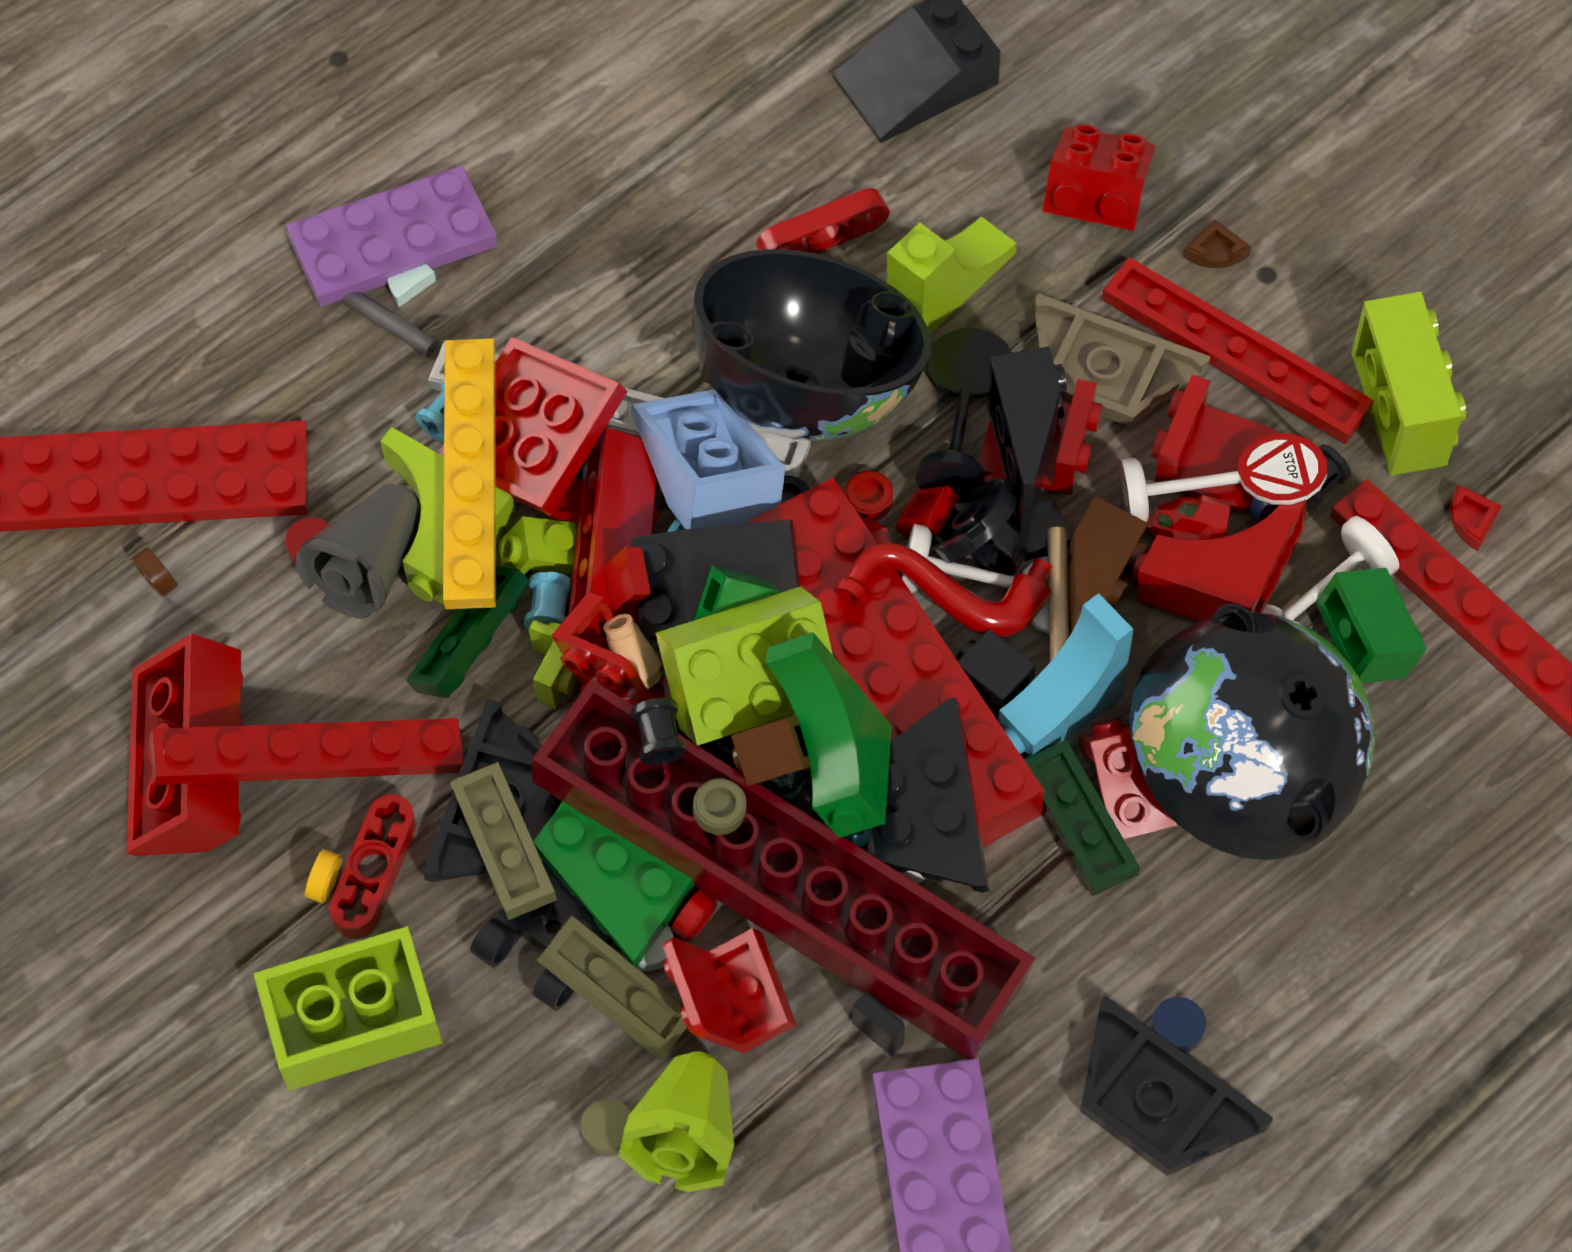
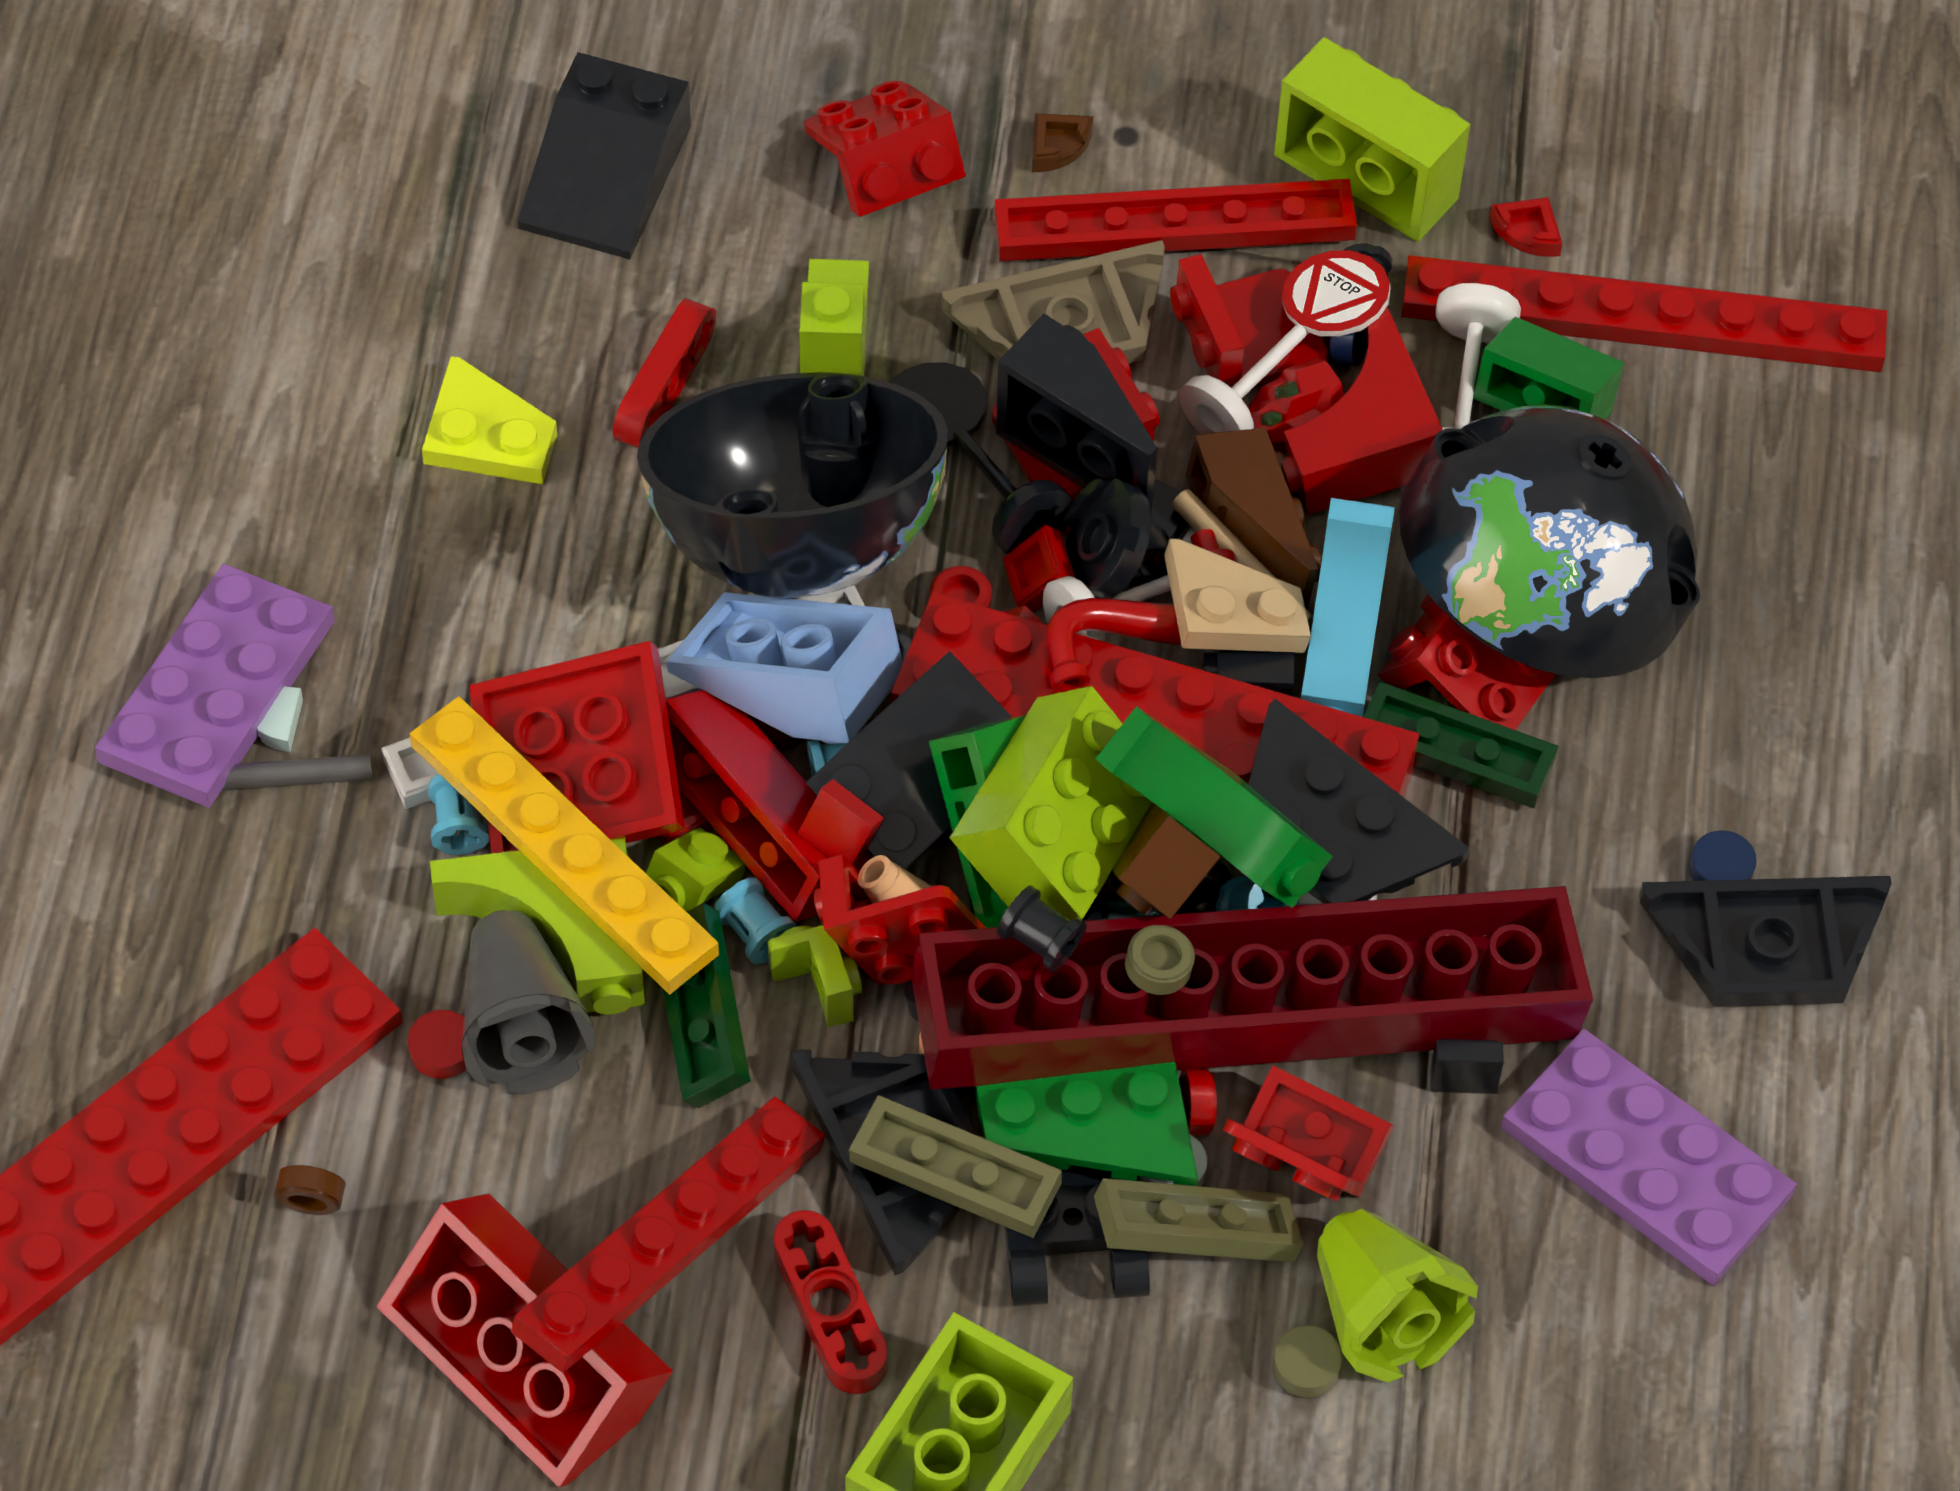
camera: 45 degrees left, 5 degrees down
(323, 876) = (796, 1346): yellow tile -> none
(691, 189) = (487, 428): none -> neon yellow wing
(1005, 620) = (1232, 605): none -> tan wing

